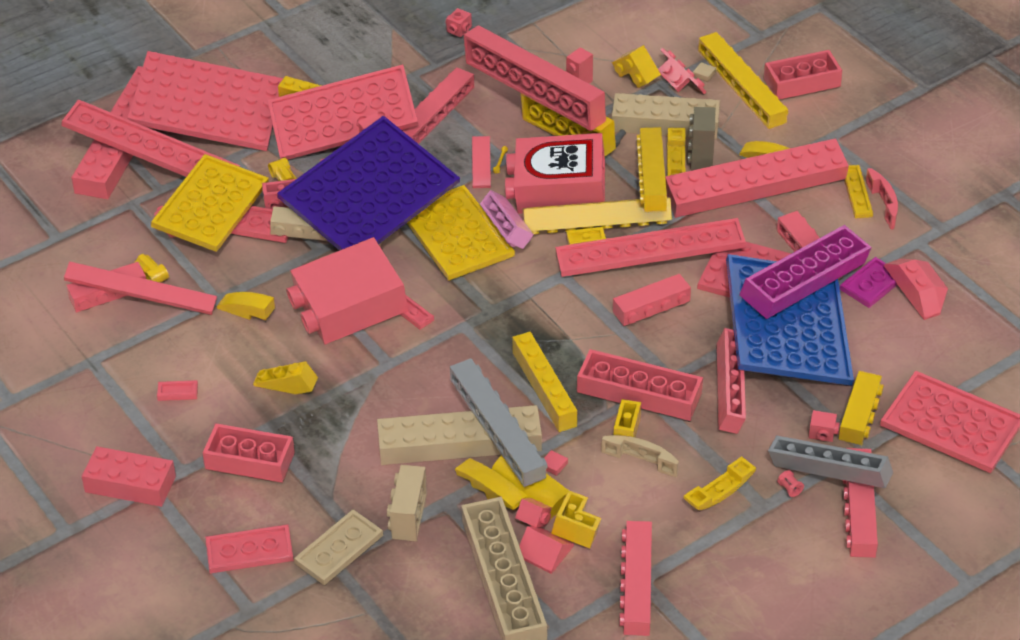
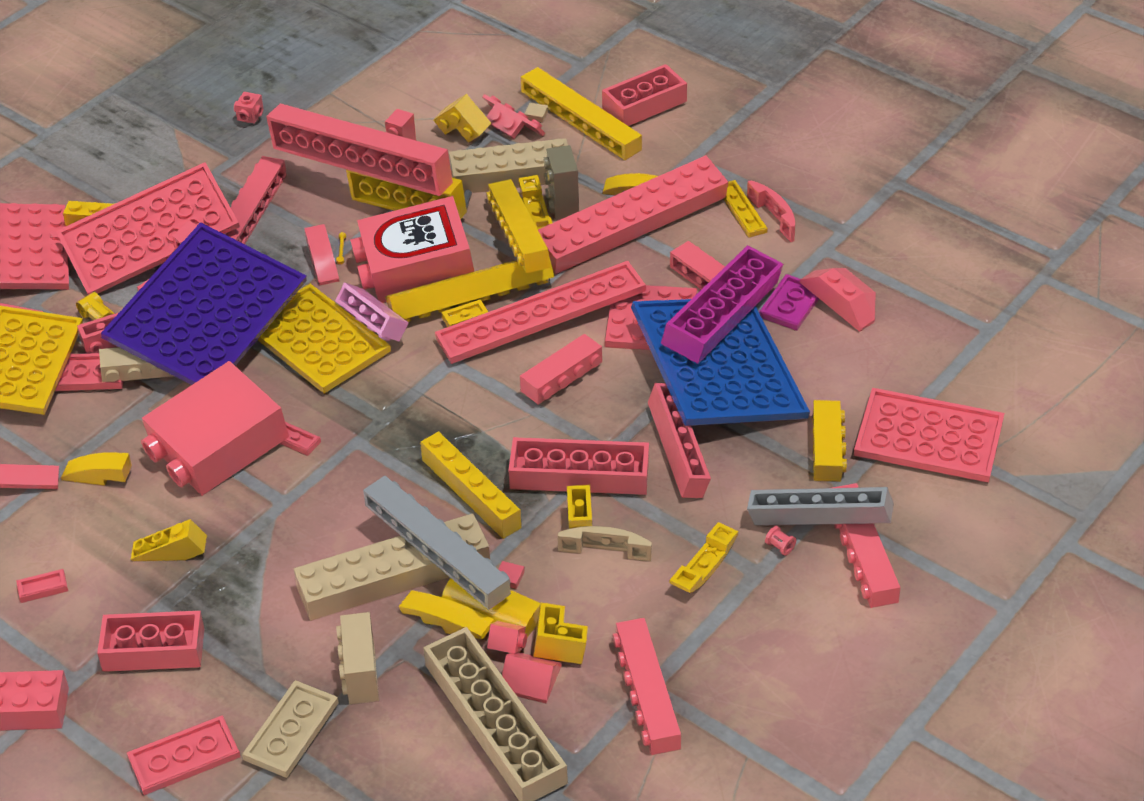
camera: 15 degrees left, 0 degrees up
(823, 426) = (794, 469): coral brick -> none

